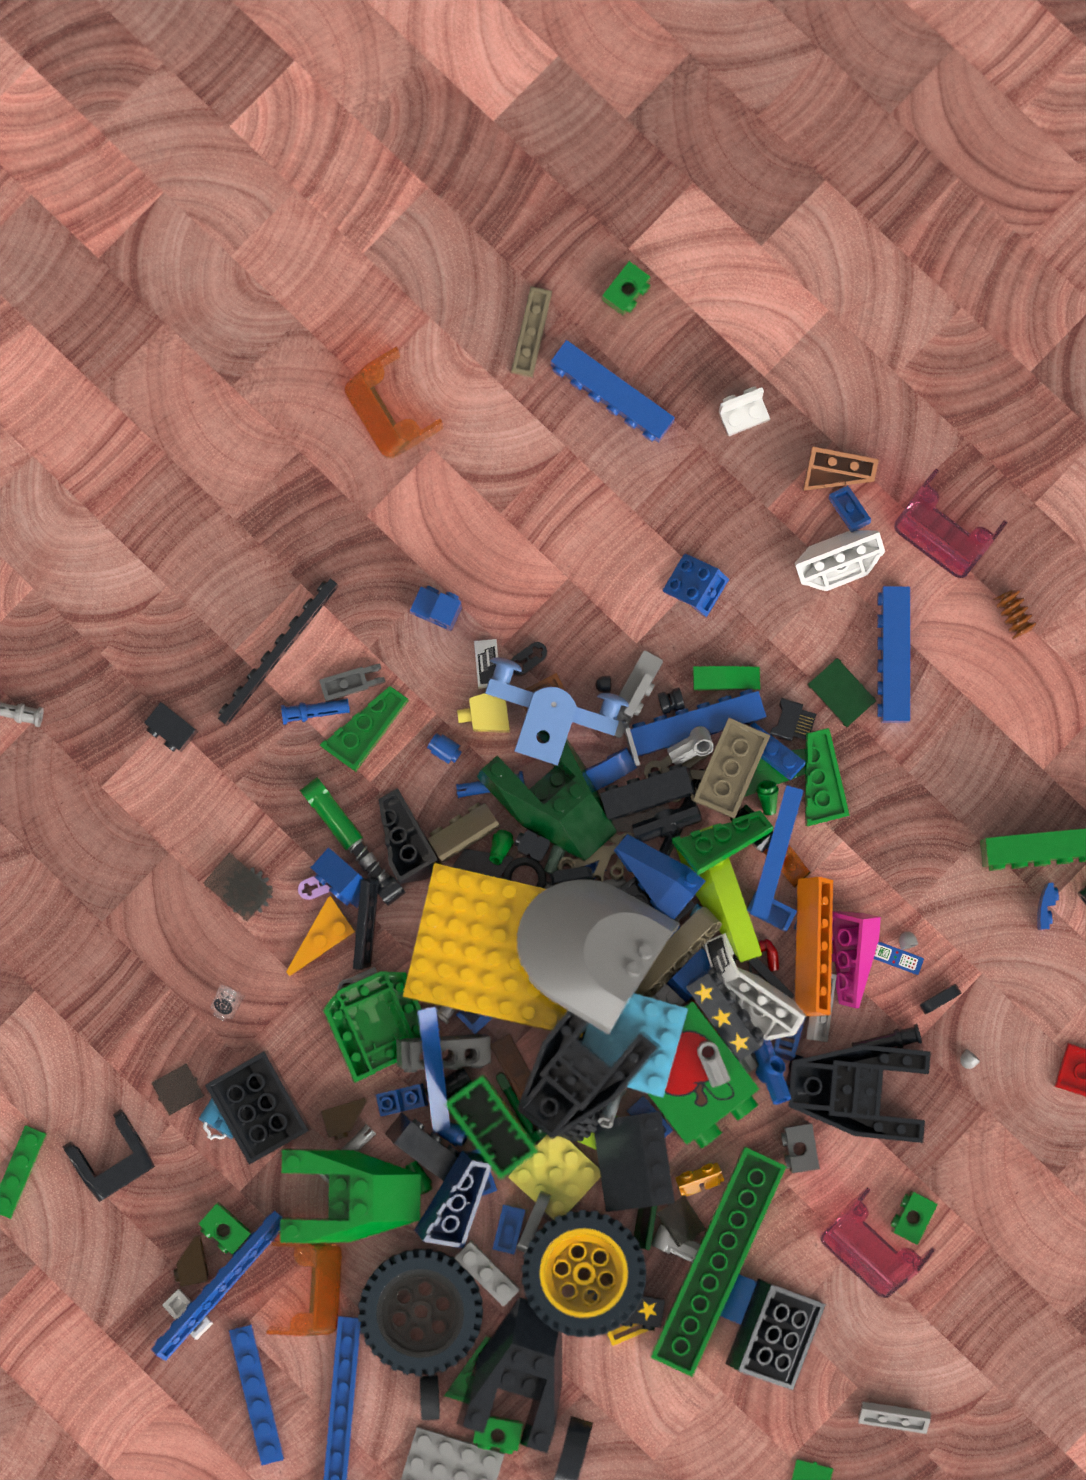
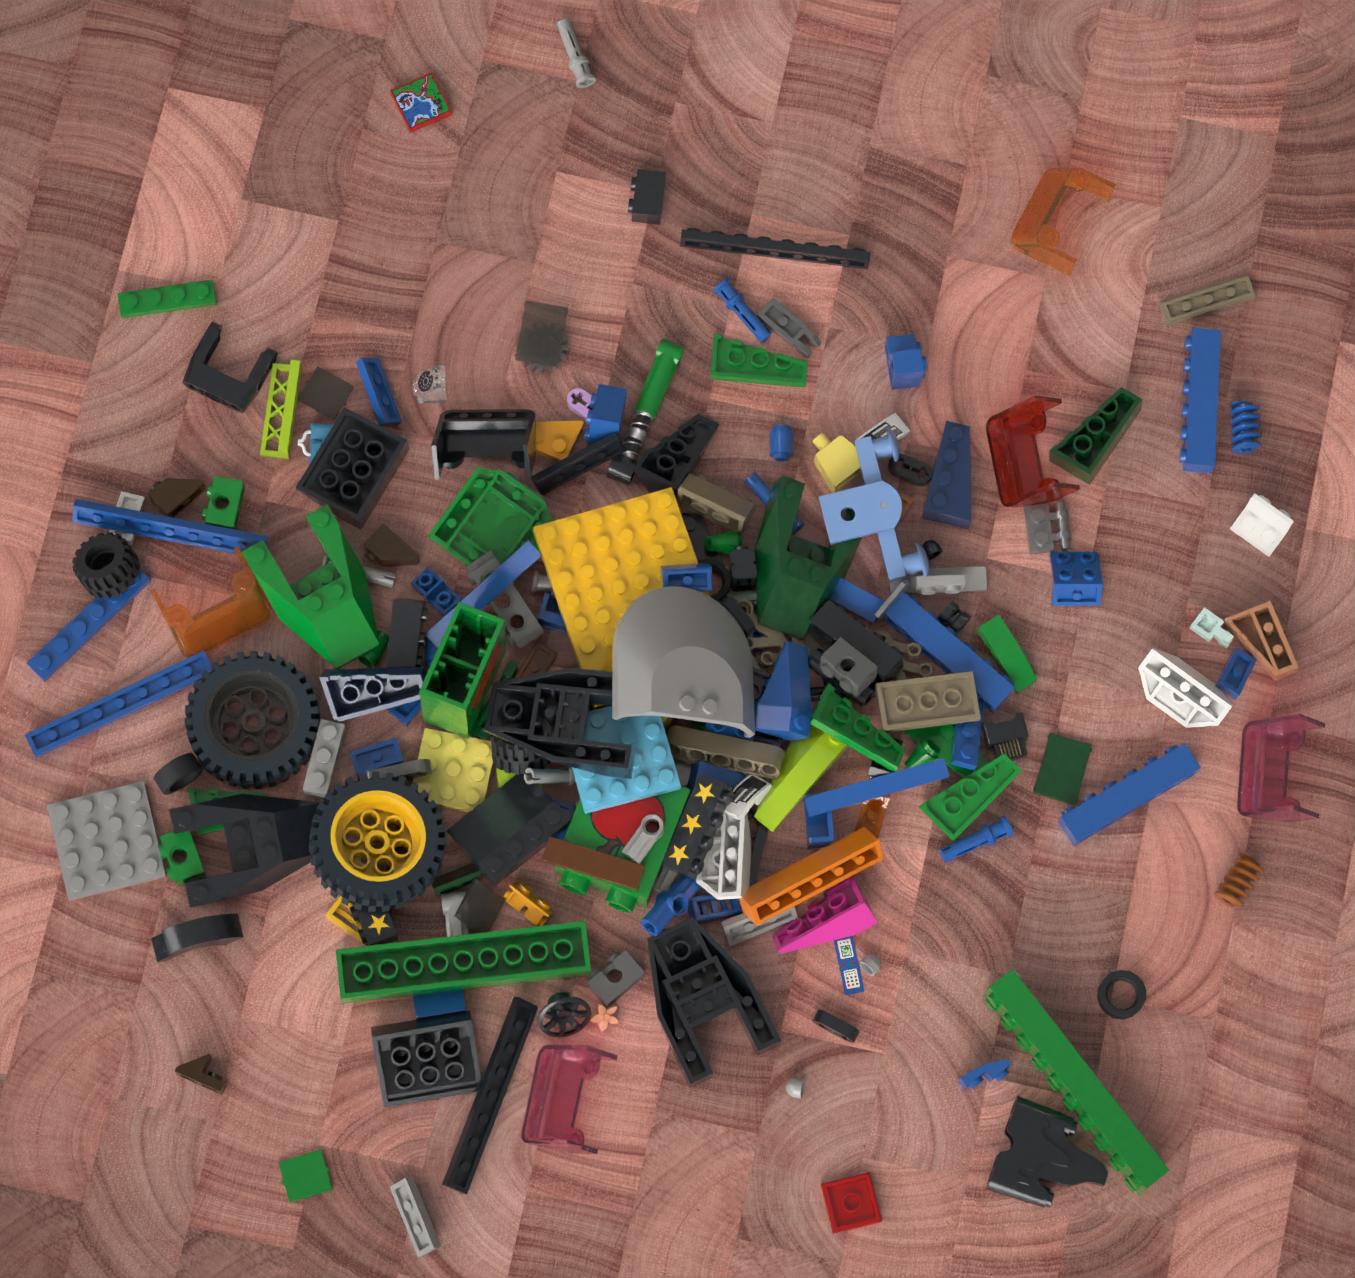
camera: 50 degrees right, 10 degrees down
(172, 1126) = (289, 408): none -> lime fence
(204, 1046) = (378, 392): none -> blue plate
(206, 1360) = (113, 578): none -> black tyre
(294, 982) = (485, 435): none -> black windscreen
(518, 897) = (688, 575): none -> blue slope
(559, 634) = (950, 484): none -> dark blue wedge
(573, 568) = (1017, 457): none -> clear red windscreen
(595, 500) = (1092, 442): none -> dark green wedge
(631, 276) = (1315, 353): green brick -> none
(639, 587) = (1039, 528): none -> flat silver plate
(655, 371) = (1244, 427): none -> blue piece
(655, 812) = (842, 656): none -> dark grey brick
(696, 744) = (922, 653): light grey piece -> none
(707, 1115) = (593, 863): none -> reddish brown tile
(772, 954) = (779, 846): red arm -> none
(799, 505) = (1209, 626): none -> light aqua plate
(802, 1206) = (562, 1010): none -> black wheel
(824, 1174) = (604, 1016): none -> light nougat plant
(834, 1302) = (490, 1095): none -> black plate
(860, 785) = (986, 835): none -> blue pin
(897, 1038) = (775, 1009): black pin -> none
(913, 1231) = (602, 1131): green brick -> none
(1045, 744) = (1131, 978): none -> black tyre

